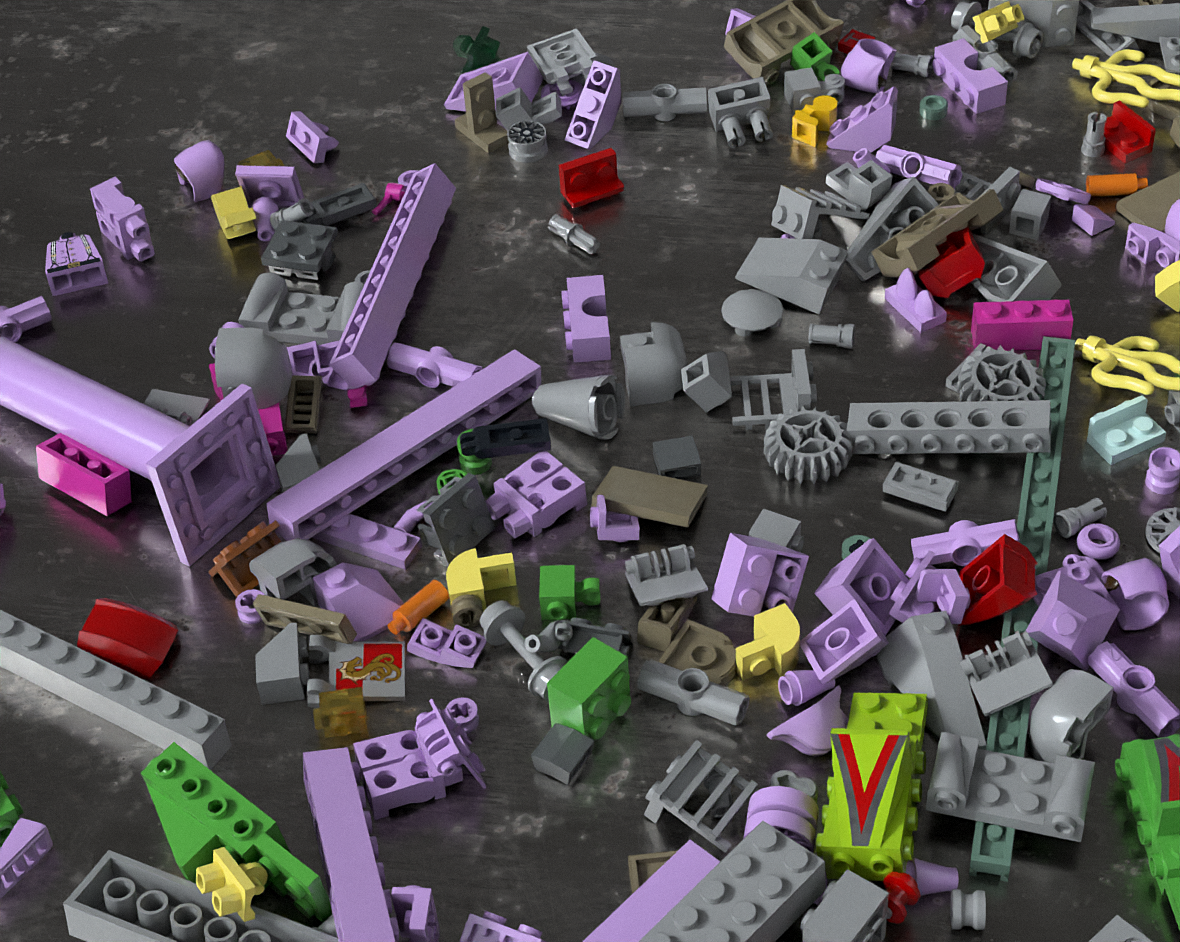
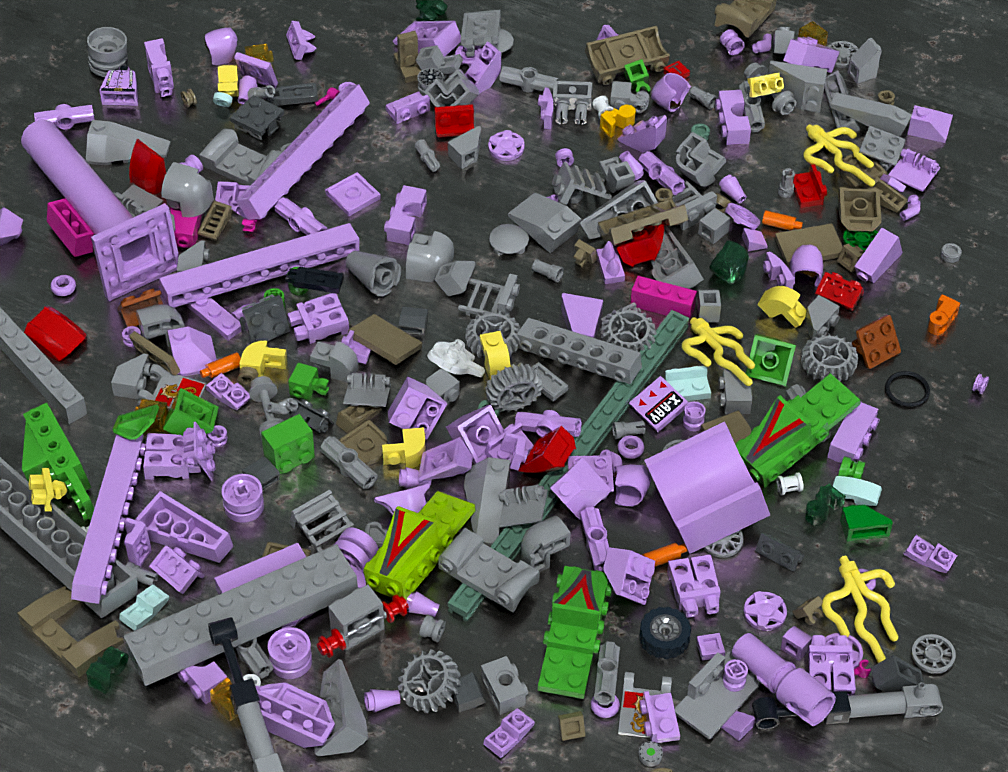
camera: 15 degrees right, 5 degrees up
(33, 218) = (106, 50): none -> light grey wheel
(99, 338) = (115, 142): none -> light grey wedge
(104, 554) = (63, 291): none -> lavender piece
(168, 358) = (146, 168): none -> red slope
(183, 251) = (188, 98): none -> dark tan bush
(236, 239) = (222, 99): none -> light aqua tile
(331, 732) = (135, 423): none -> bright green slope
(402, 693) = (188, 409): none -> bright green slope
(488, 877) = (178, 526): none -> lavender wedge
(491, 313) = (353, 194): none -> lavender tile
(512, 180) = (408, 107): none -> lavender bracket
(555, 798) = (242, 498): none -> lavender wheel
(569, 140) = (453, 92): none -> light grey brick
(600, 541) = (339, 358): none -> light grey brick
(624, 209) = (465, 148): none -> light grey slope
(676, 190) = (506, 143): none -> lavender wheel
(710, 130) = (546, 104): none -> lavender slope
(769, 185) = (564, 155): none -> lavender bush
(773, 492) = (455, 358): none -> white tile
(784, 109) = (601, 104): none -> white bush
(838, 471) = (495, 353): none -> light yellow brick
(873, 297) = (584, 253): none -> dark tan tile
(889, 504) = (514, 387): none -> light grey gear
(917, 377) = (582, 314): none -> lavender slope
(959, 138) = (698, 160): none -> light grey brick
(1025, 161) = (732, 188): none -> lavender cone
(1087, 254) = (730, 262): none -> clear green piece
(1093, 314) = (708, 304): none -> light grey slope
(1104, 468) = (658, 404): none -> lavender tile

